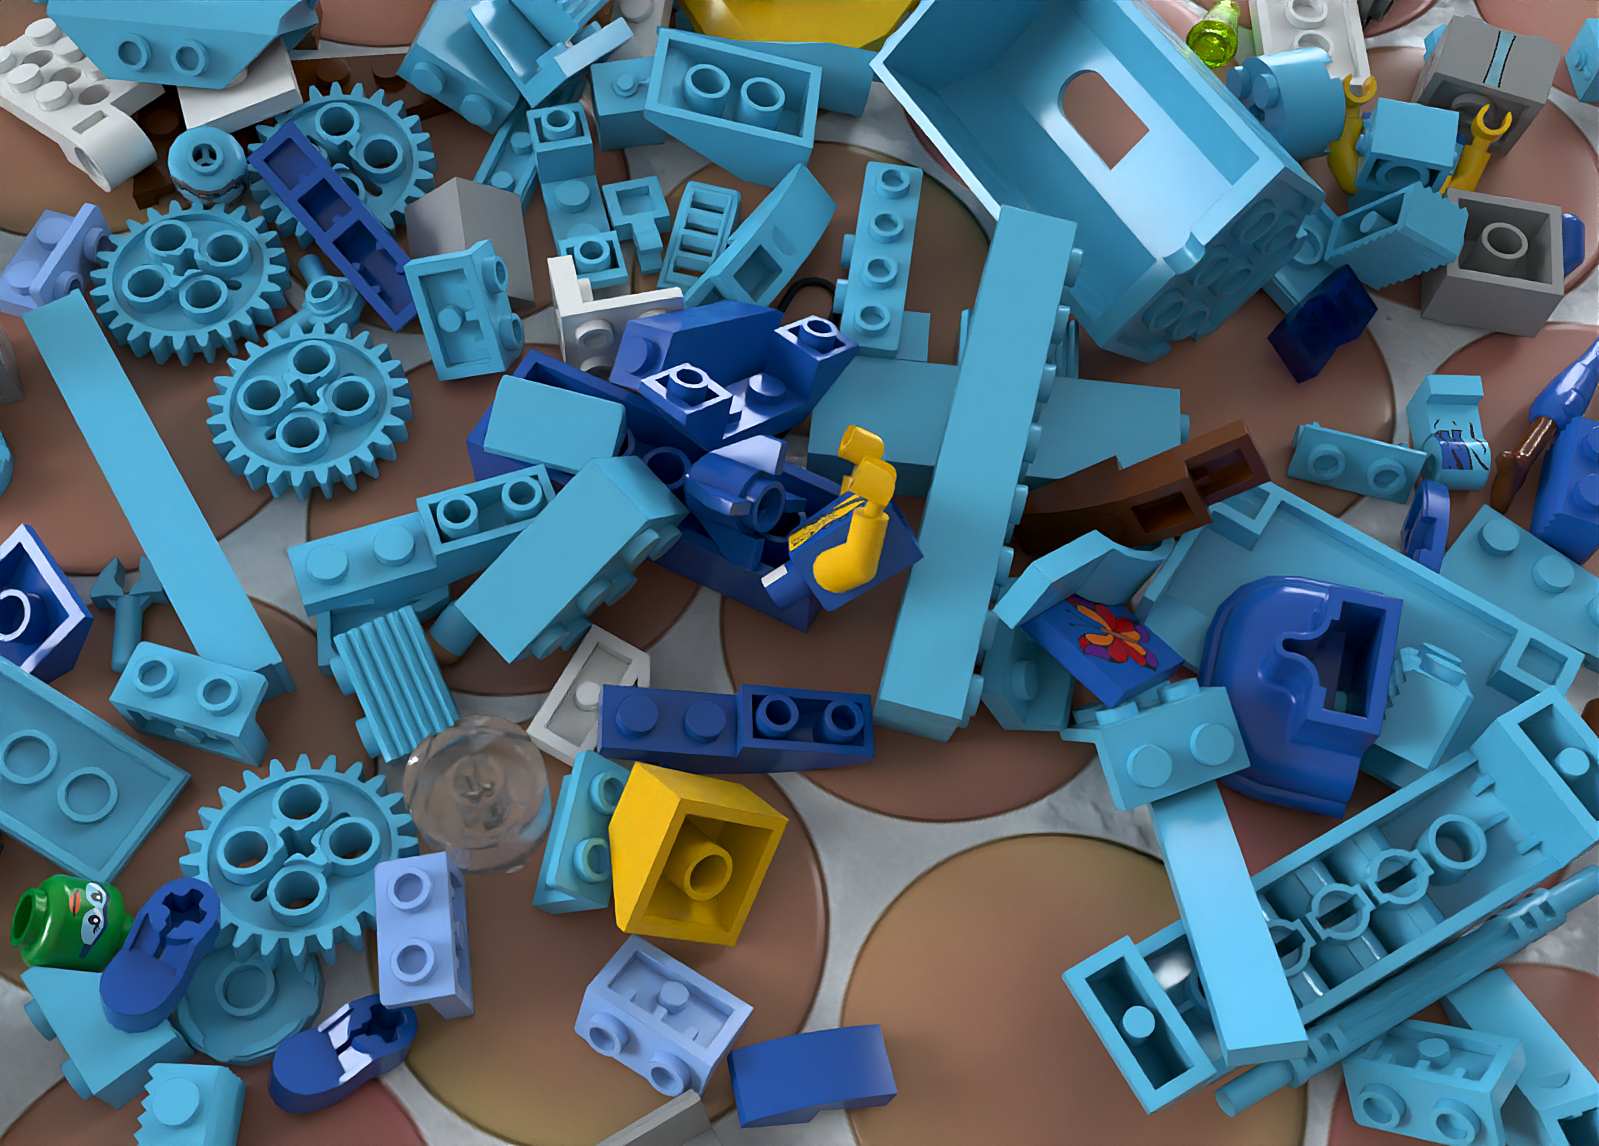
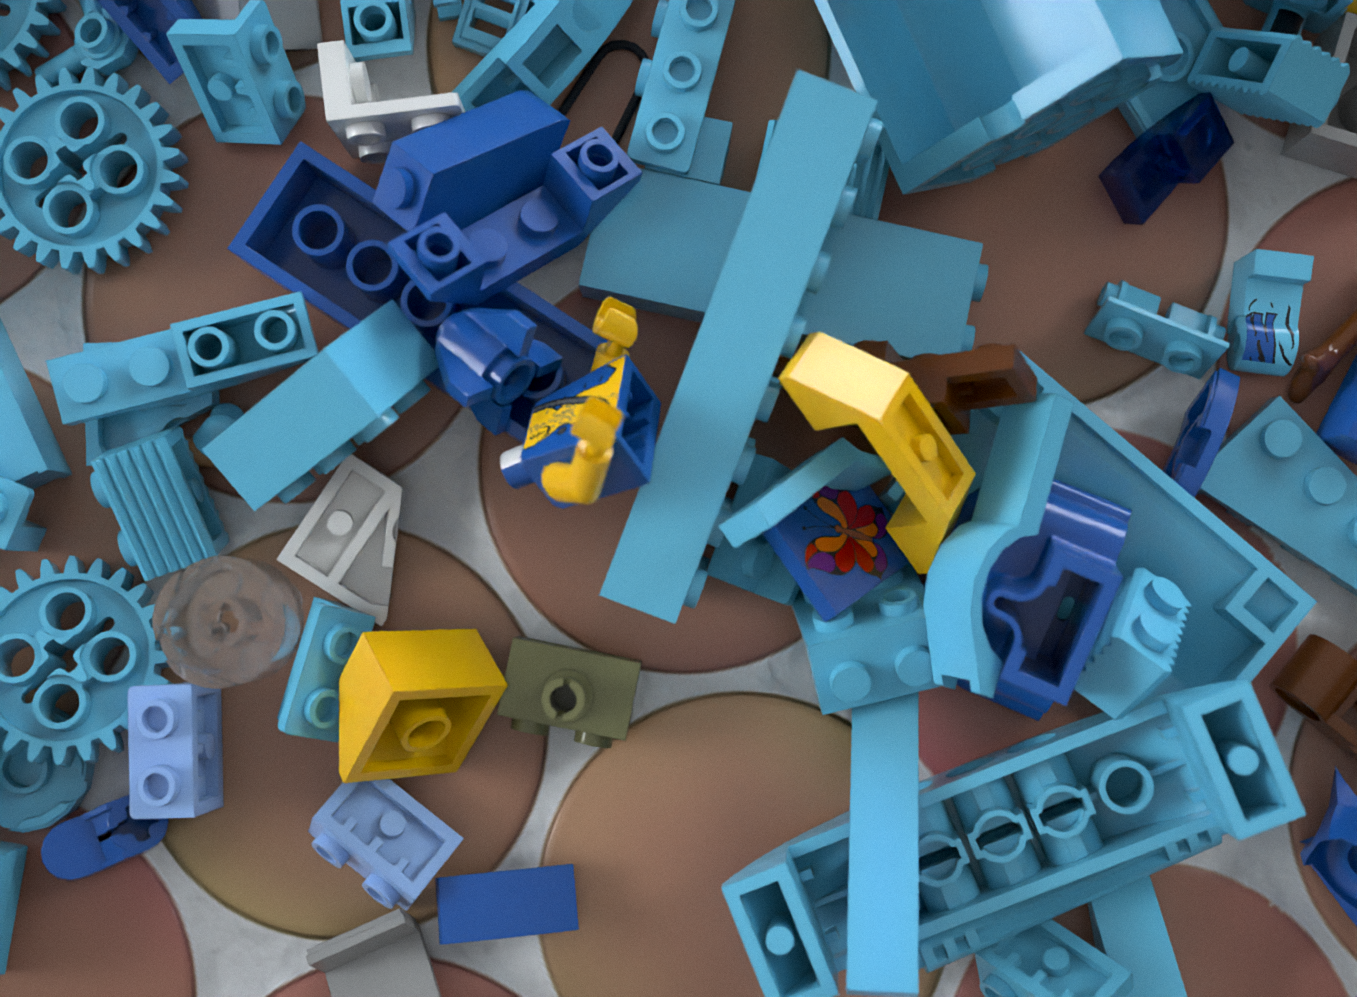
camera: 10 degrees right, 25 degrees up
(553, 425) = (314, 254): medium azure slope -> none
(735, 734) = (474, 571): blue slope -> none
(851, 836) = (569, 691): none -> olive brick
(1086, 468) = (846, 387): none -> yellow slope
(1238, 649) = (1006, 510): none -> medium azure piece

